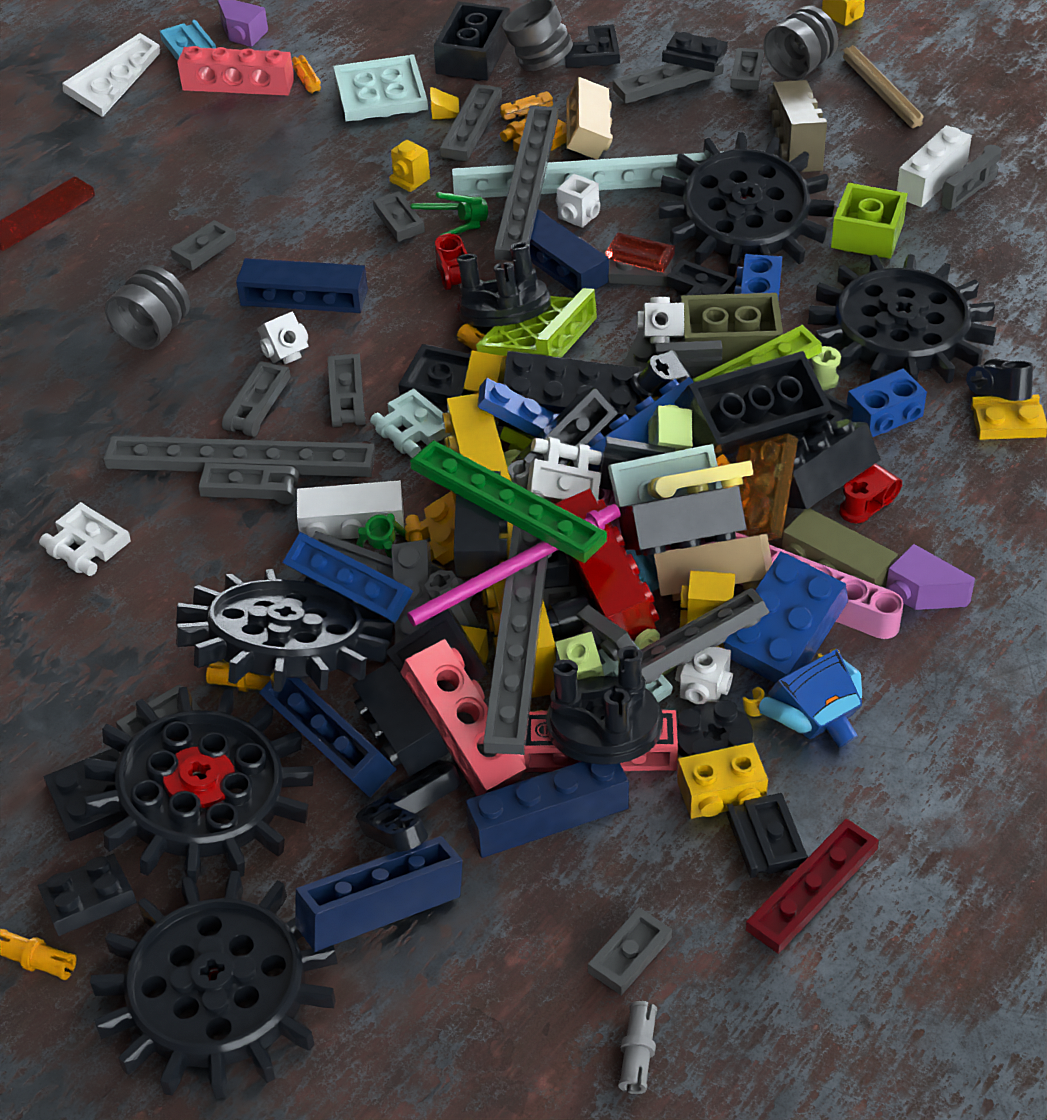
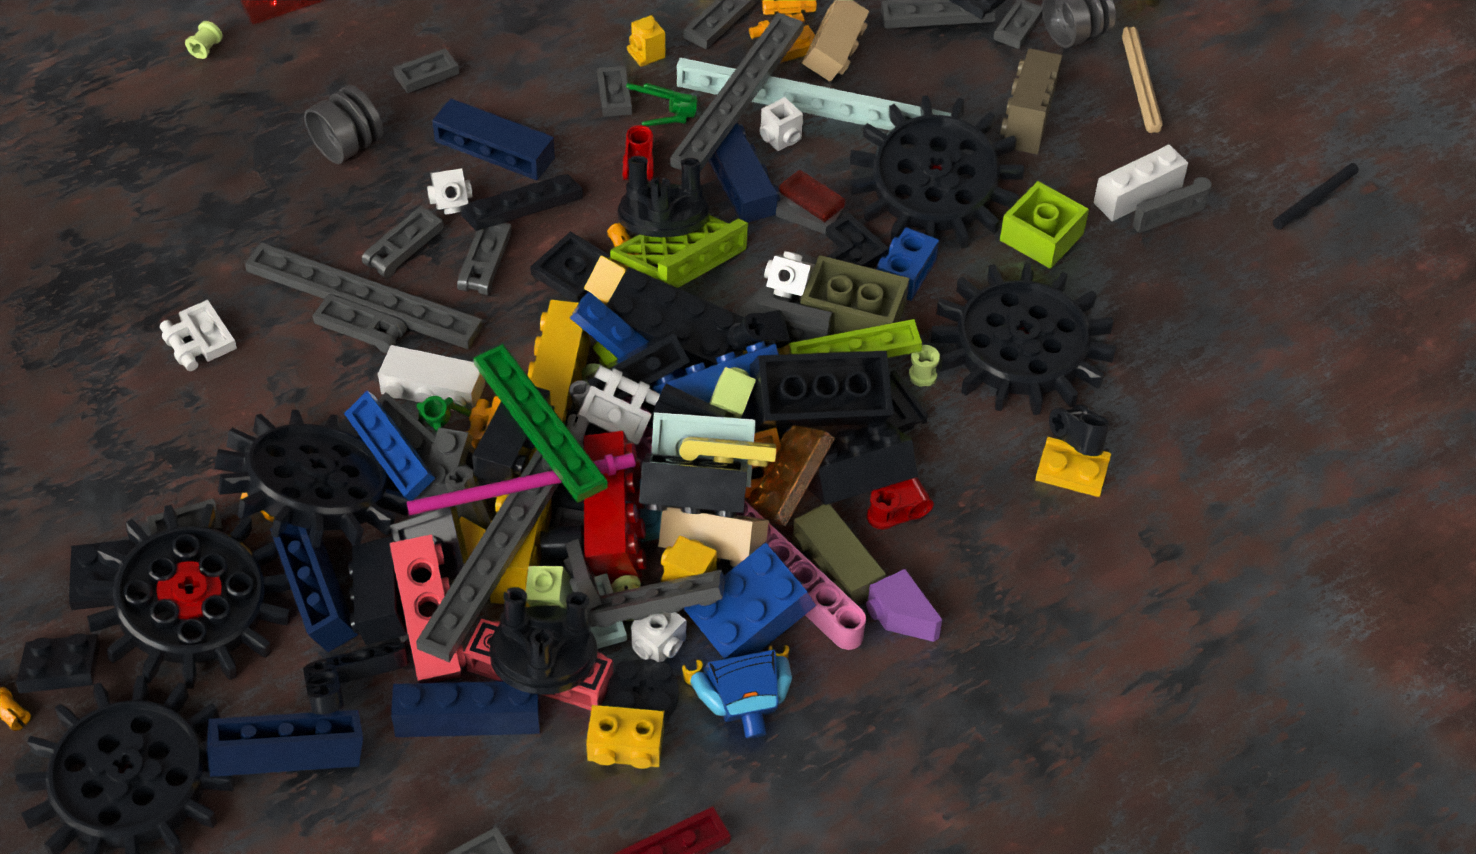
camera: 15 degrees right, 5 degrees up
(359, 331) = (521, 202): none -> black plate
(417, 415) = (533, 299): light aqua plate -> none
(766, 835) = (639, 797): black plate -> none
(887, 402) = (961, 419): blue brick -> none

